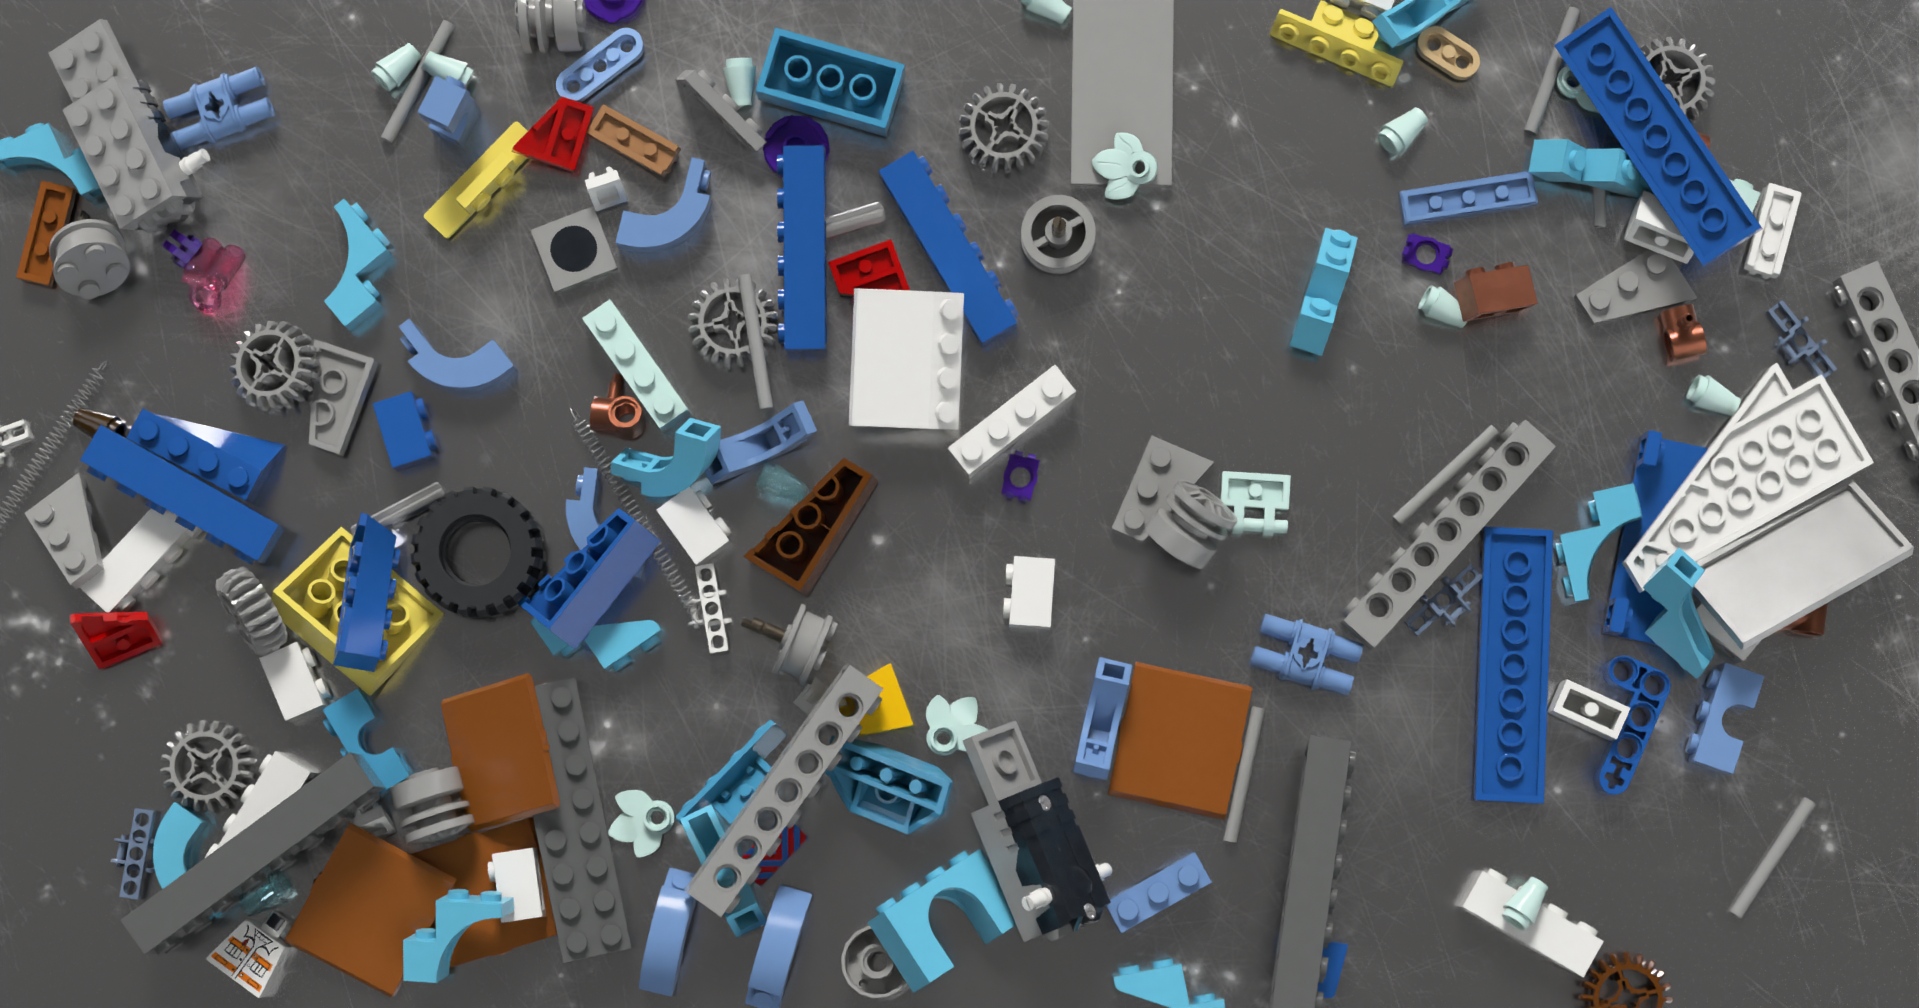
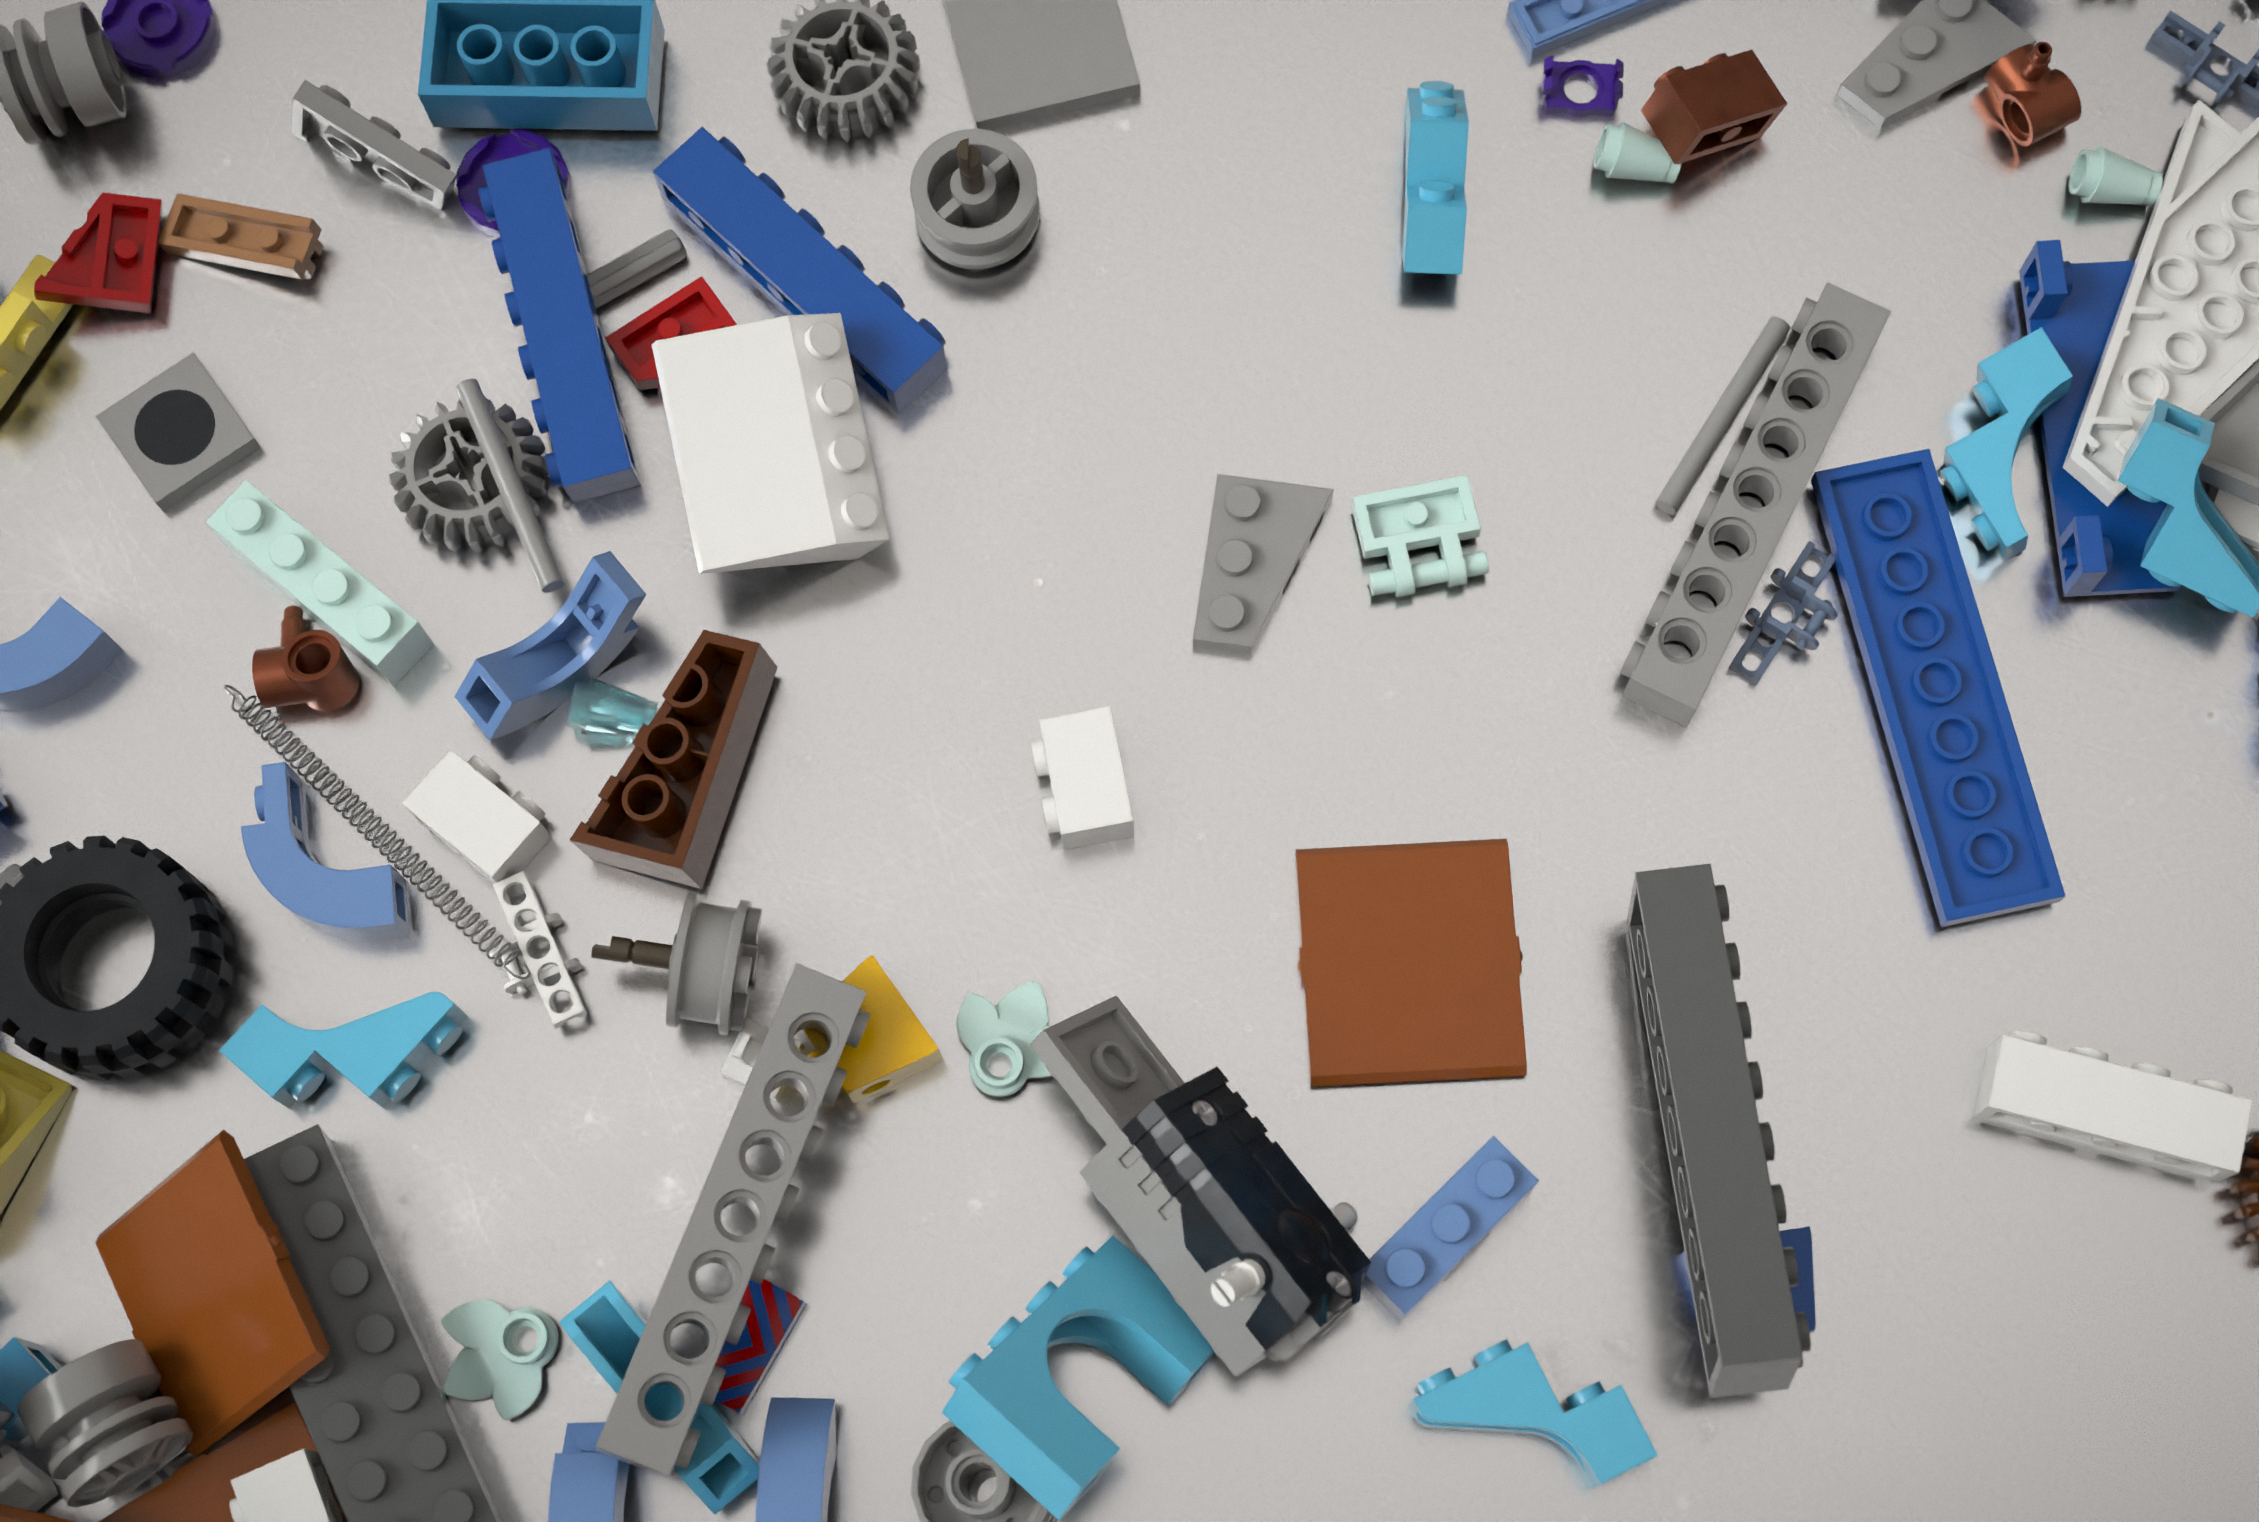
camera: 15 degrees left, 10 degrees down
(591, 578) = (309, 941): blue wedge -> none
(605, 189) = (209, 321): white tile -> none
(608, 52) = (165, 116): light blue plate -> none
(670, 229) = (333, 350): medium blue arch -> none
(694, 452) = (441, 696): medium azure arch -> none
(739, 777) = (654, 1219): dark azure bracket -> none
(740, 80) = (394, 97): light aqua cone -> none
(889, 786) = (921, 1168): dark azure wedge -> none
(1011, 421) = (977, 509): white brick -> none
(1018, 461) = (1004, 576): dark purple piece -> none
(1102, 718) = (1265, 951): medium blue arch -> none
(1120, 164) = (1049, 74): light aqua plate -> none
(1188, 528) = (1325, 586): light grey wheel -> none
(1244, 774) = (1537, 990): light grey bar -> none
(1291, 664) = (1562, 779): medium blue pin -> none
(1525, 904) = (2099, 1069): light aqua cone -> none
(1588, 710) = (2089, 719): white brick -> none
(1636, 735) = (2157, 733): blue beam -> none

